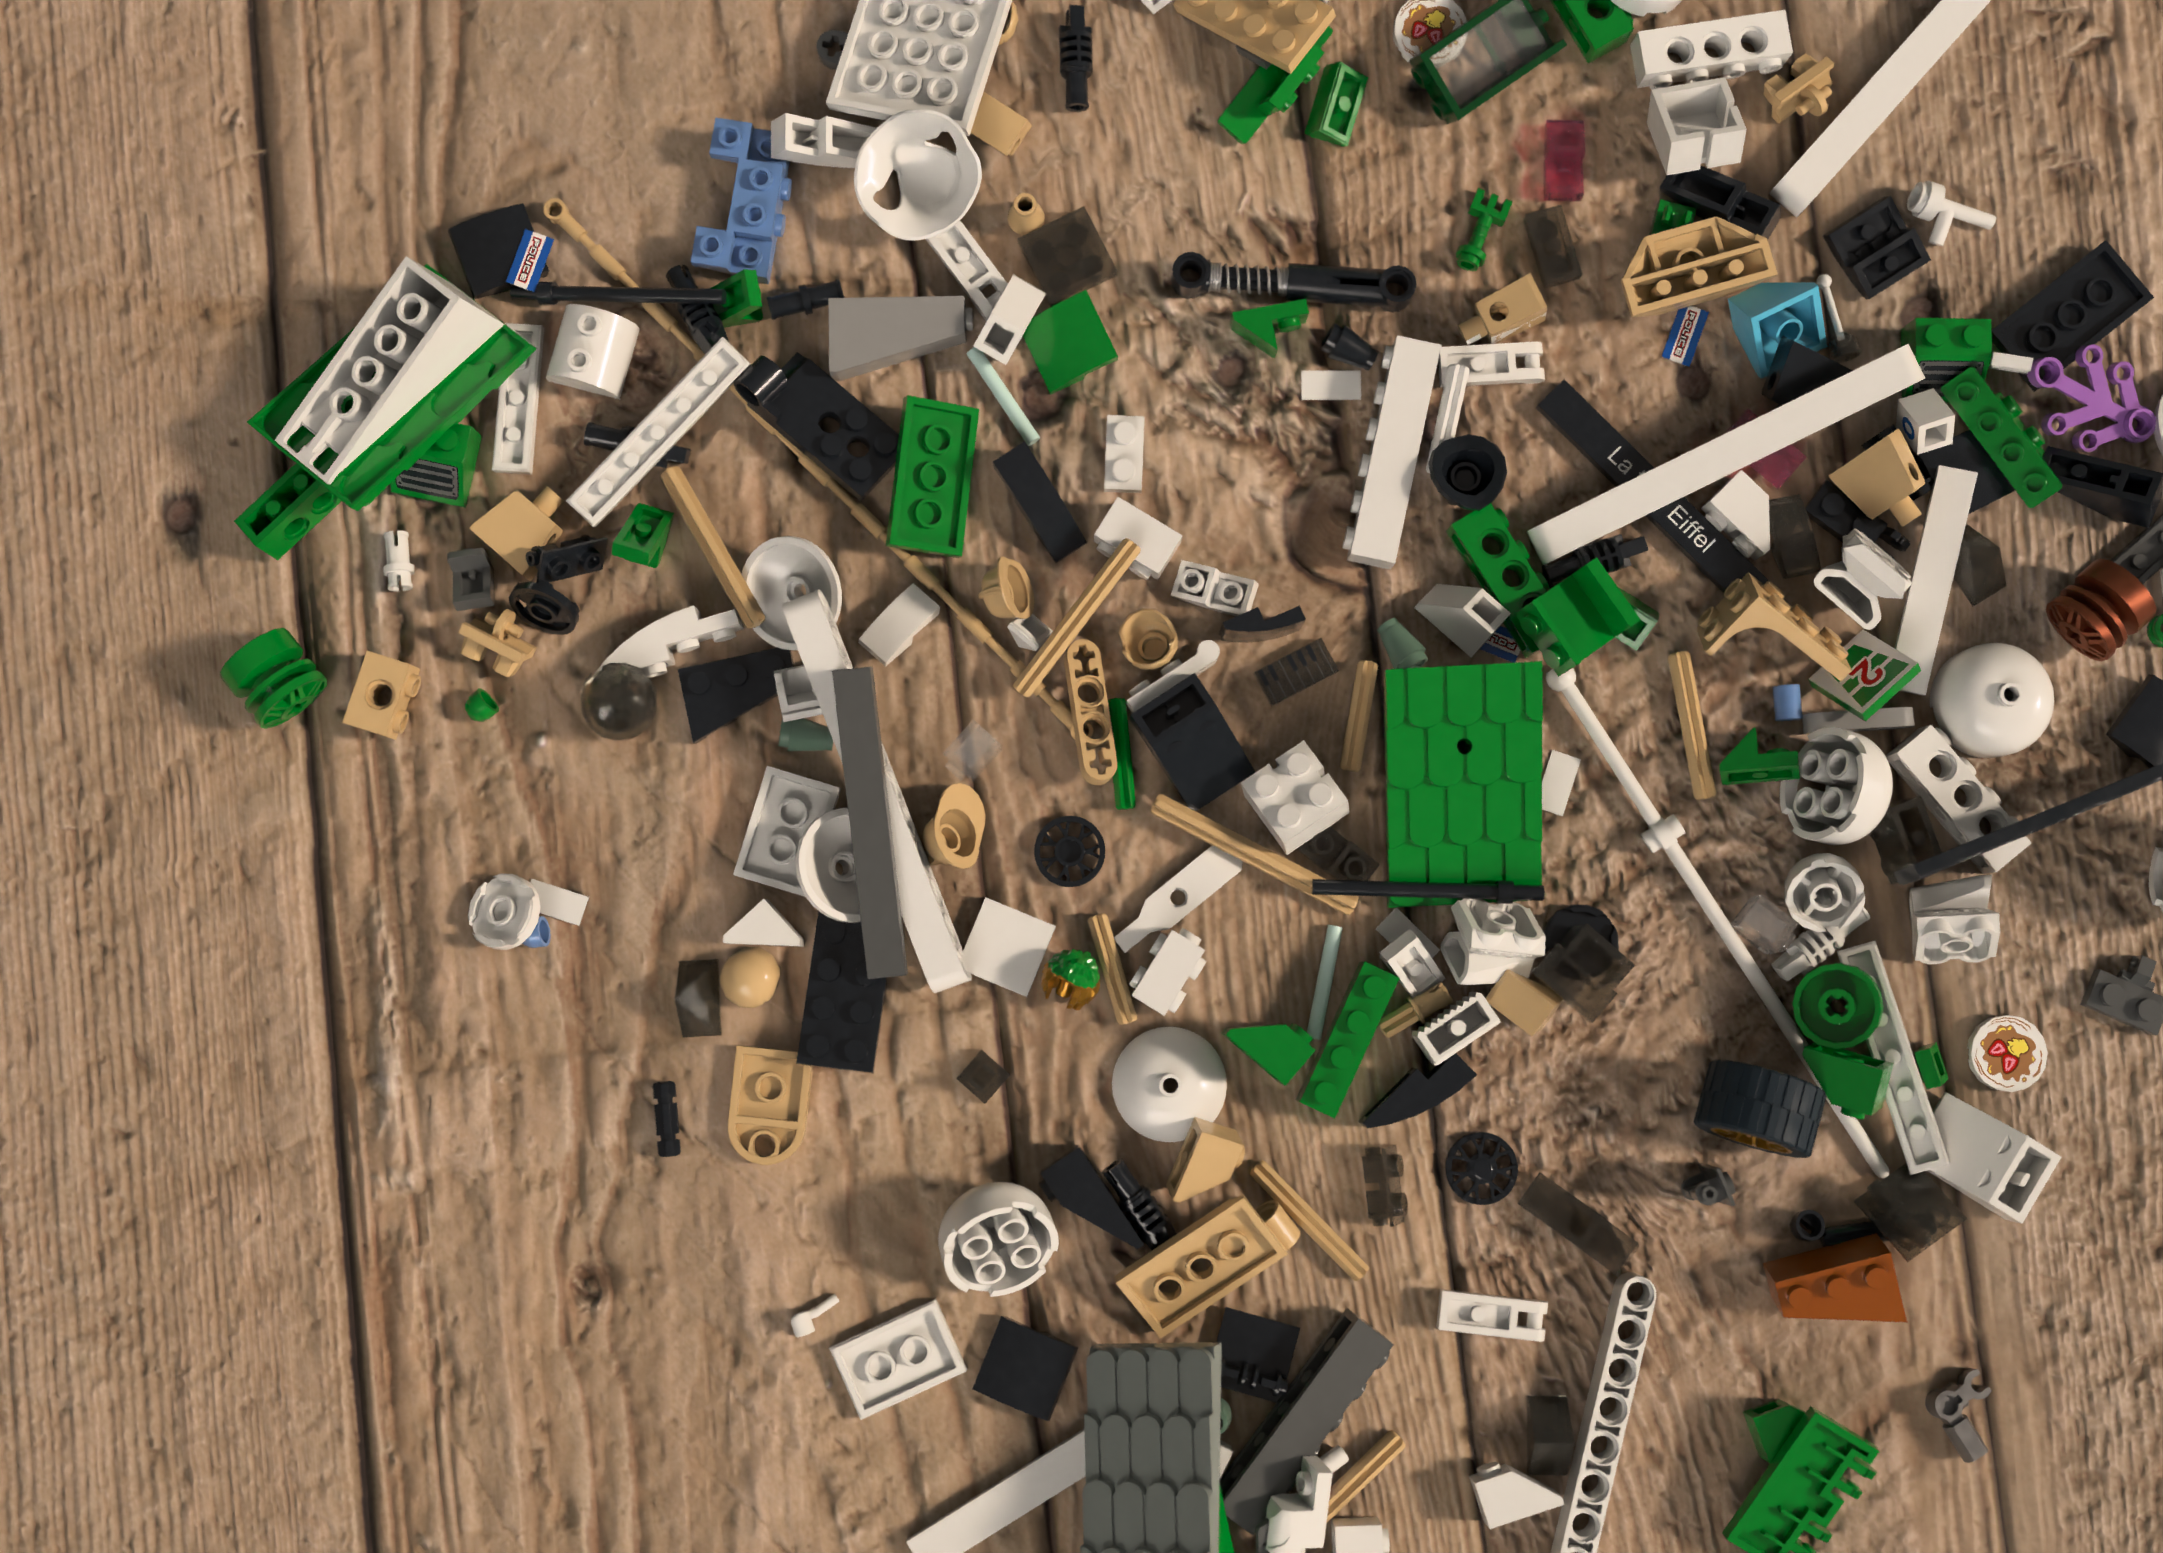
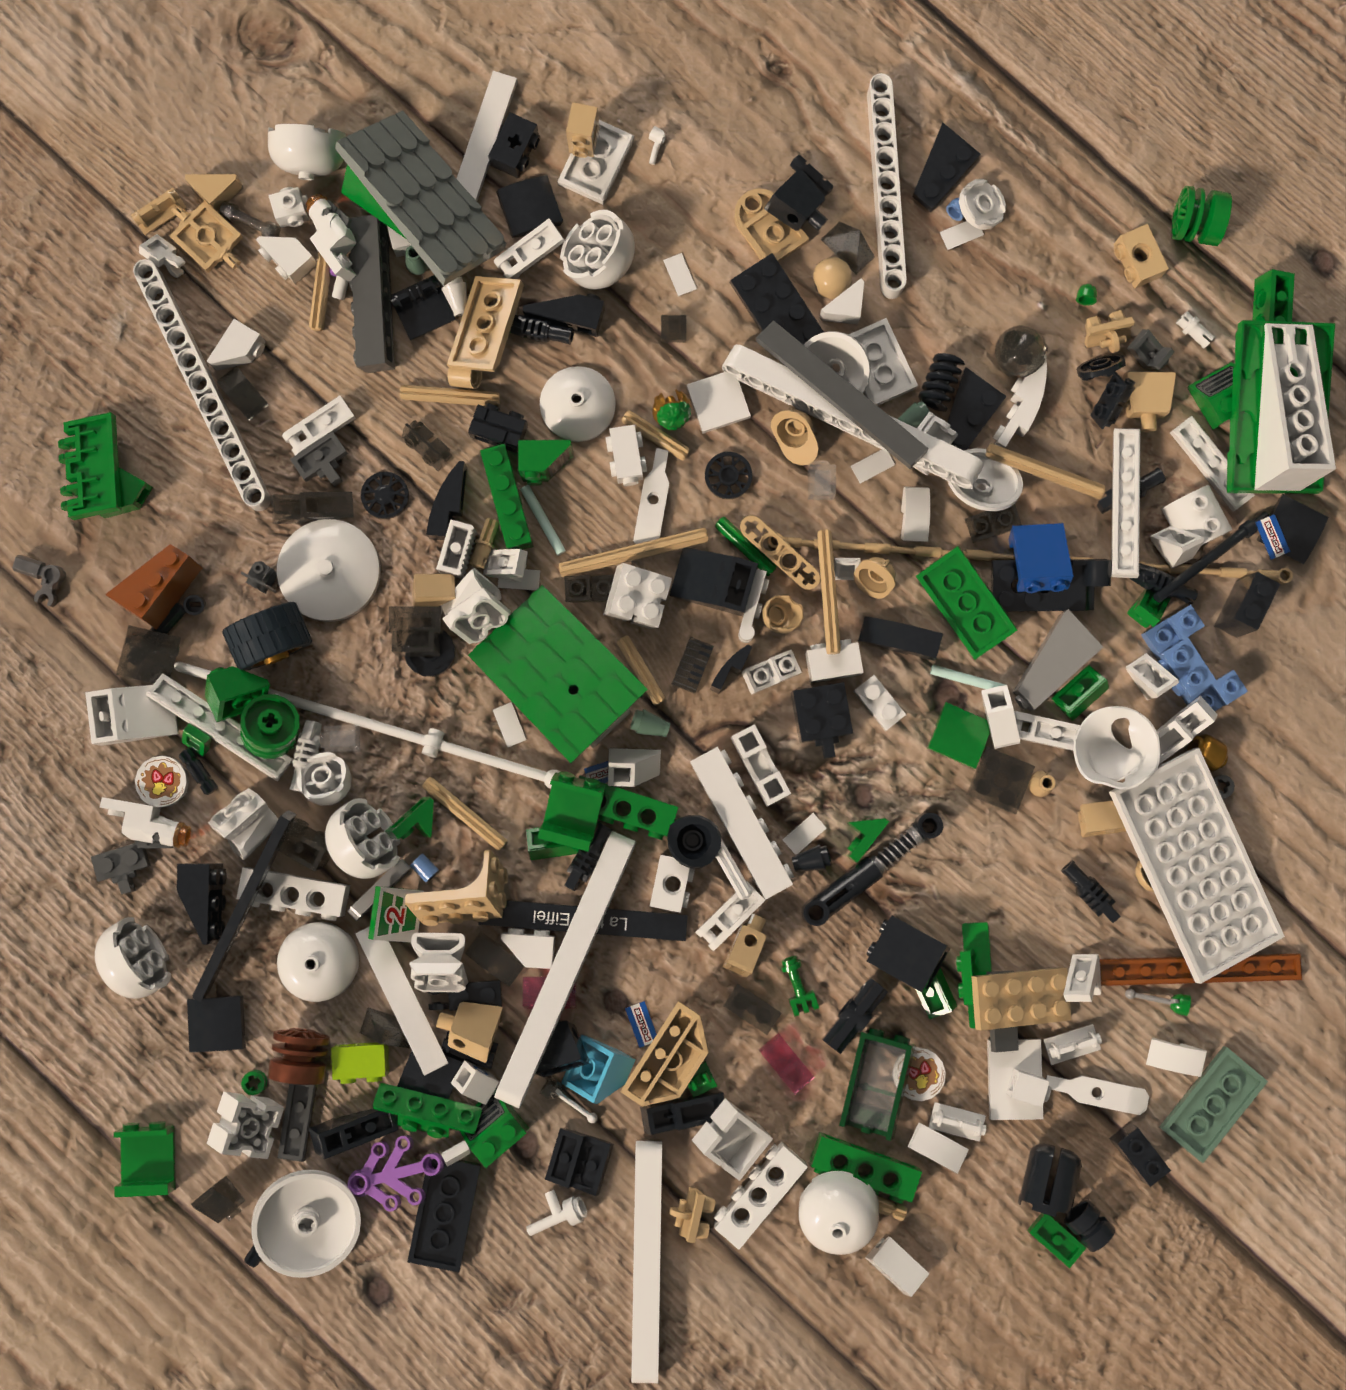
camera: 135 degrees right, 0 degrees up
(504, 995) = (944, 167): none -> black wing
(576, 1038) = (886, 174): none -> white beam
(631, 207) = (1247, 605): none -> black brick
(643, 342) = (1176, 545): none -> white slope
(644, 535) = (1085, 446): green slope -> none
(713, 1096) = (798, 202): none -> black torso
(737, 748) = (939, 379): none -> black piece
(803, 224) = (1151, 677): none -> white slope
(804, 299) = (1114, 640): black pin -> none
(807, 452) = (1041, 557): none -> blue panel
(811, 91) = (1212, 749): none -> pearl gold head
(836, 542) = (992, 523): none -> clear smoke slope
(891, 1399) = (582, 130): none -> tan brick
(893, 276) = (1081, 692): none -> green slope
(902, 724) = (872, 465): none -> white sticker
(919, 1135) = (680, 274): none -> white sticker
(969, 1476) = (514, 132): none -> black brick
(1071, 1313) = (529, 249): none -> white plate
(1202, 490) = (822, 716): none -> black hinge
(1204, 1159) = (527, 379): tan slope -> none
(1204, 1326) = (456, 295): none -> white cone
(1287, 1132) = (497, 427): none -> black brick
(1320, 493) = (759, 765): none -> white arch
(1336, 158) = (907, 954): none -> black brick
(1447, 146) = (855, 1015): none -> black piece
(1502, 891) = (490, 639): black bar -> none
(1522, 1272) = (321, 459): none -> dark grey hinge
(1547, 441) = (661, 896): none -> white brick
(1618, 1135) = (329, 570): none -> white dish
(1956, 1029) = (198, 771): none -> black axle
(2035, 552) = (360, 1061): none -> lime brick
(2068, 1019) = (147, 826): none -> white plate
(2069, 876) = (201, 894): none -> black slope

